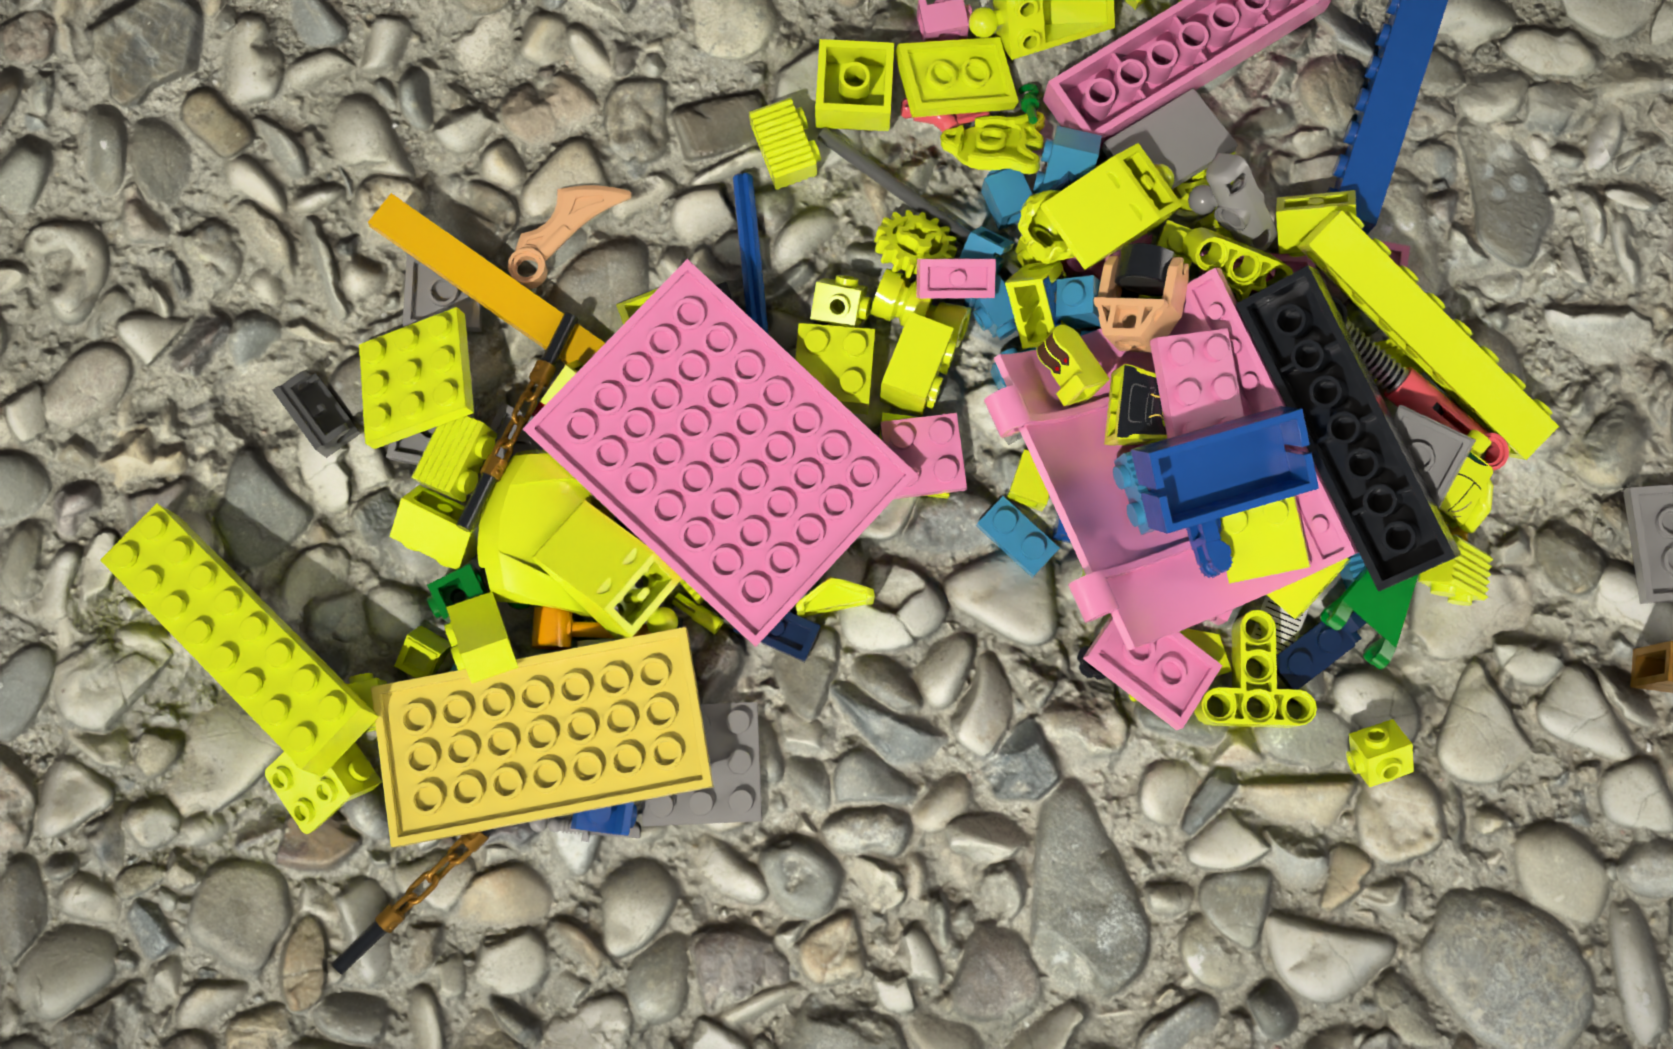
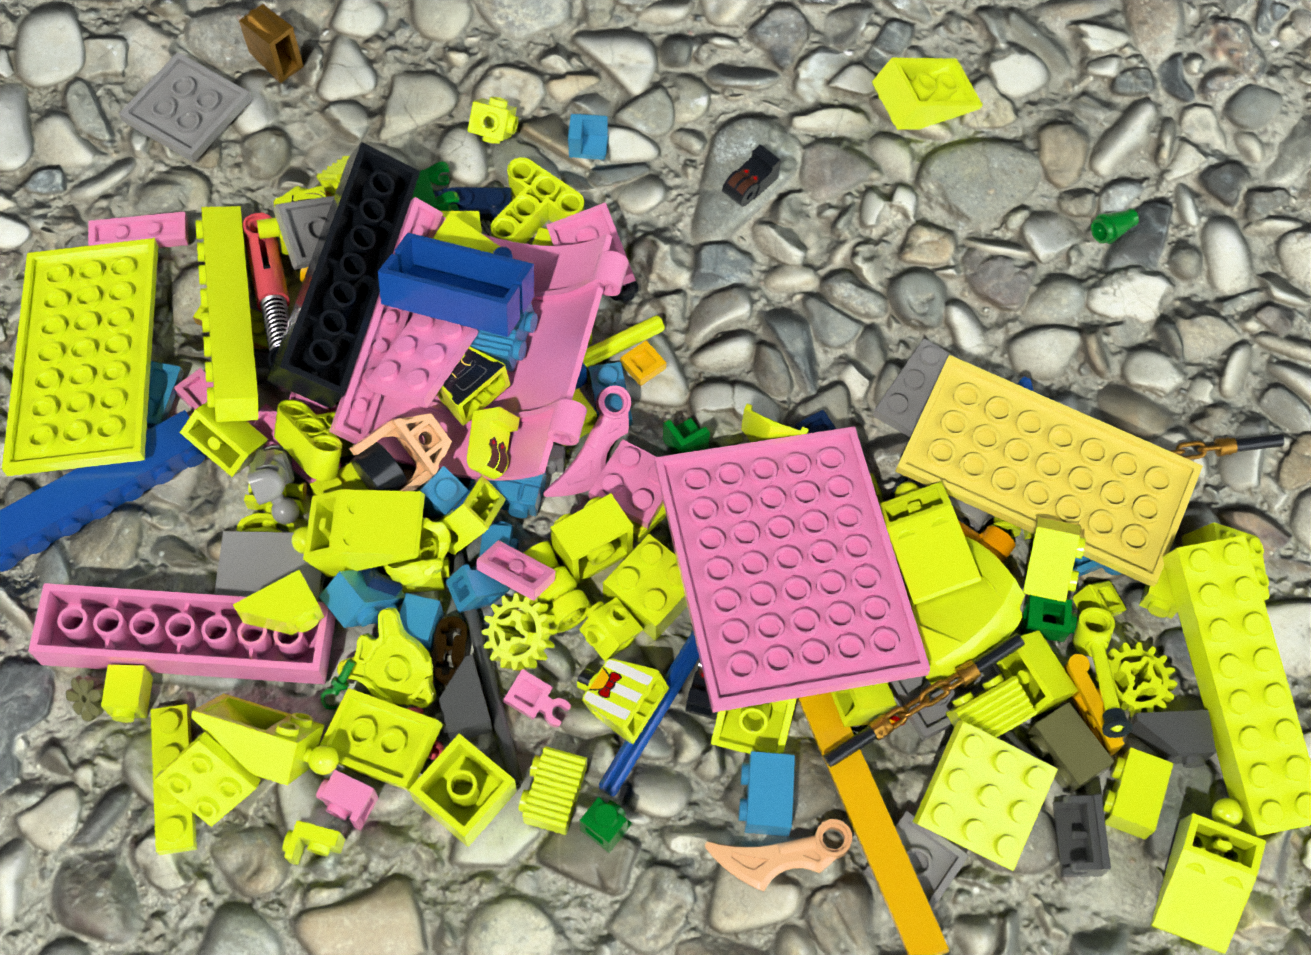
camera: 145 degrees left, 15 degrees down
(187, 452) = (1201, 888): none -> neon yellow slope
(279, 563) = (1177, 735): none -> dark grey slope
(288, 483) = (1136, 793): none -> neon yellow brick
(336, 516) = (1092, 639): none -> neon yellow piece
(347, 607) = (1152, 682): none -> neon yellow gear
(366, 481) = (1070, 748): none -> olive brick
(372, 539) = (1090, 702): none -> yellow plate
(604, 262) = (769, 793): none -> dark azure brick
(721, 144) = (605, 823): none -> green brick
(785, 250) = (622, 695): none -> torso
(863, 206) = (531, 695): none -> bright pink plate
(912, 158) = (464, 704): none -> dark grey slope
(913, 538) = (685, 436): none -> green panel
(971, 193) = (441, 648): none -> dark brown beam
(981, 452) = (592, 457): none -> bright pink piece
(1012, 589) = (643, 363): none -> yellow plate
(1051, 597) = (623, 340): none -> neon yellow axle
(1066, 887) = (753, 176): none -> black leg
(1118, 100) = (282, 606): none -> neon yellow slope
(1270, 811) = (588, 136): none -> dark azure panel
(1418, 226) = (161, 391): none -> dark azure hinge
(1517, 213) = (82, 358): none -> neon yellow plate
(1595, 374) = (166, 228): none -> bright pink plate

